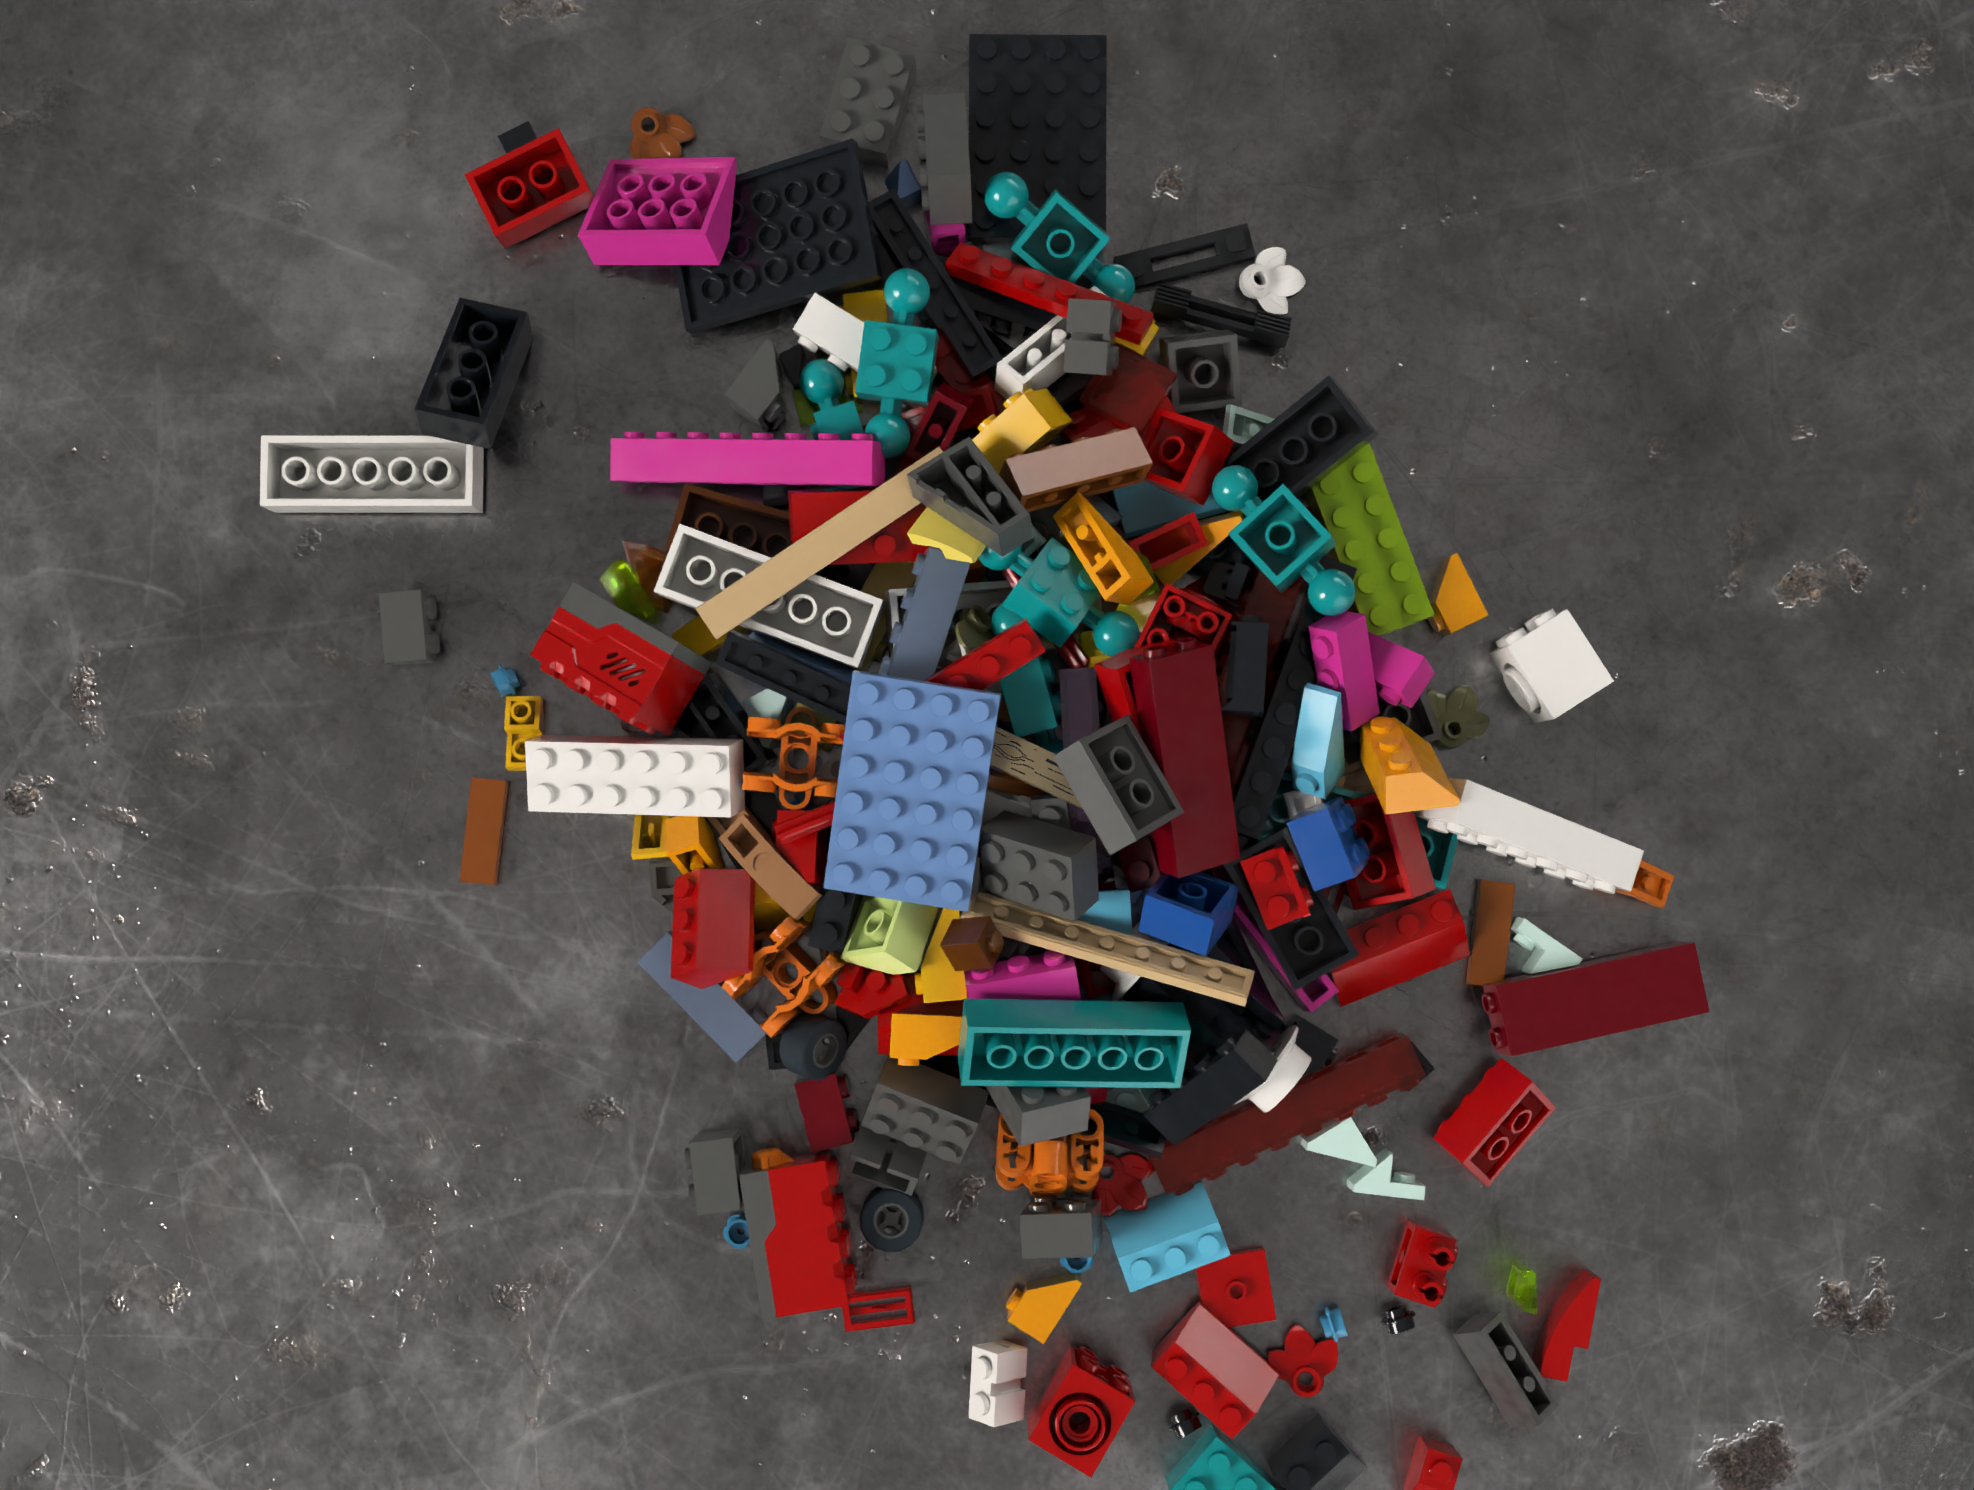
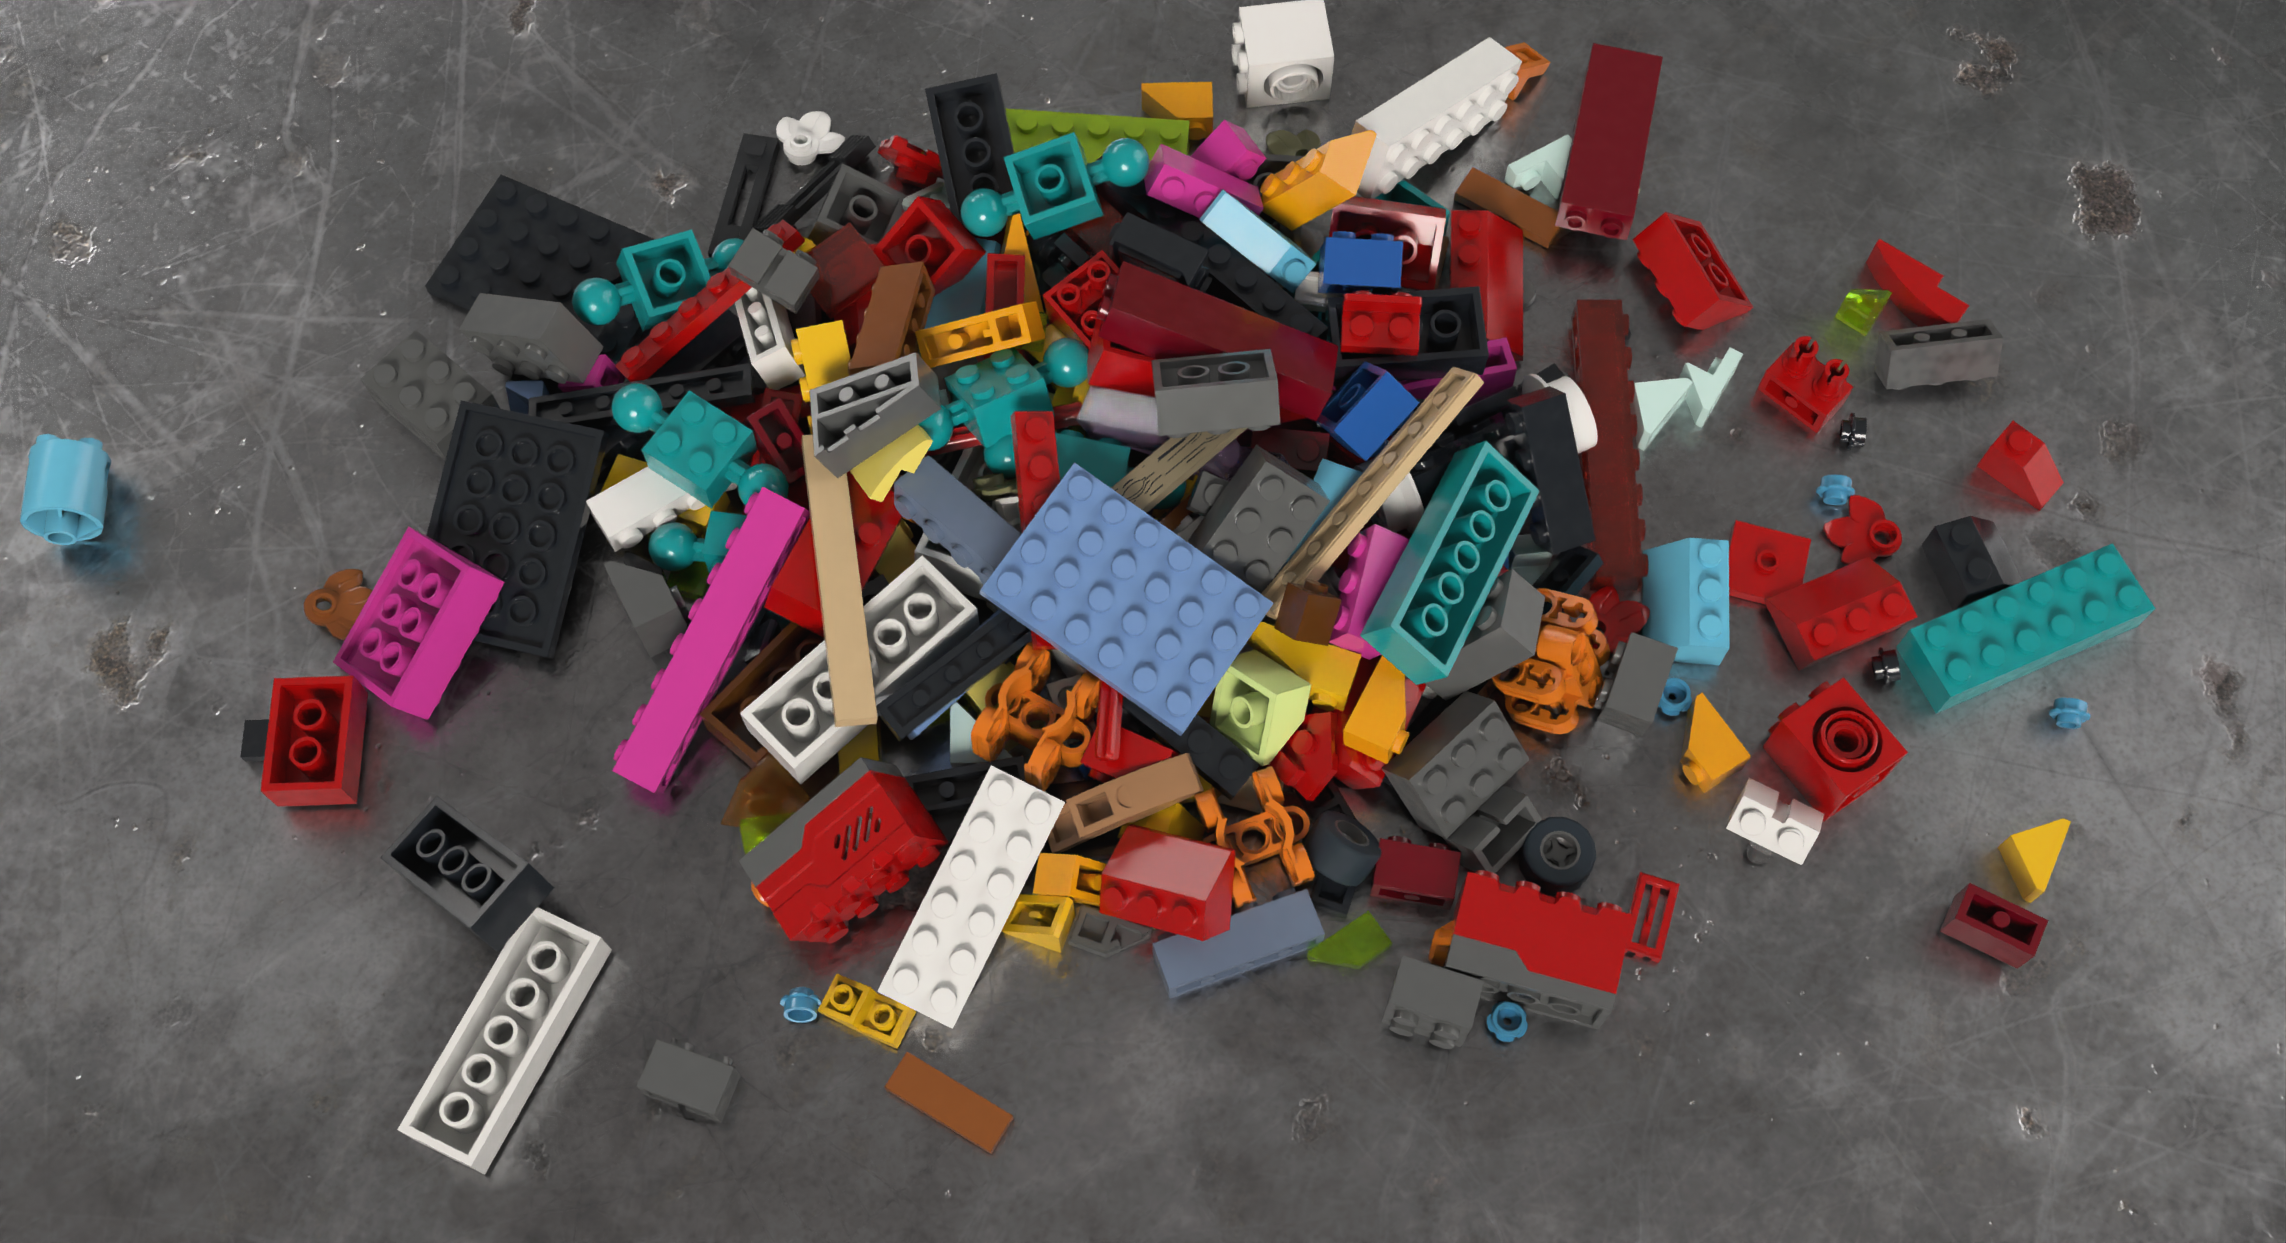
camera: 60 degrees left, 20 degrees down
(750, 1085) = (1353, 944): none -> clear neon green tile
(1280, 385) = (913, 163): none -> red plate

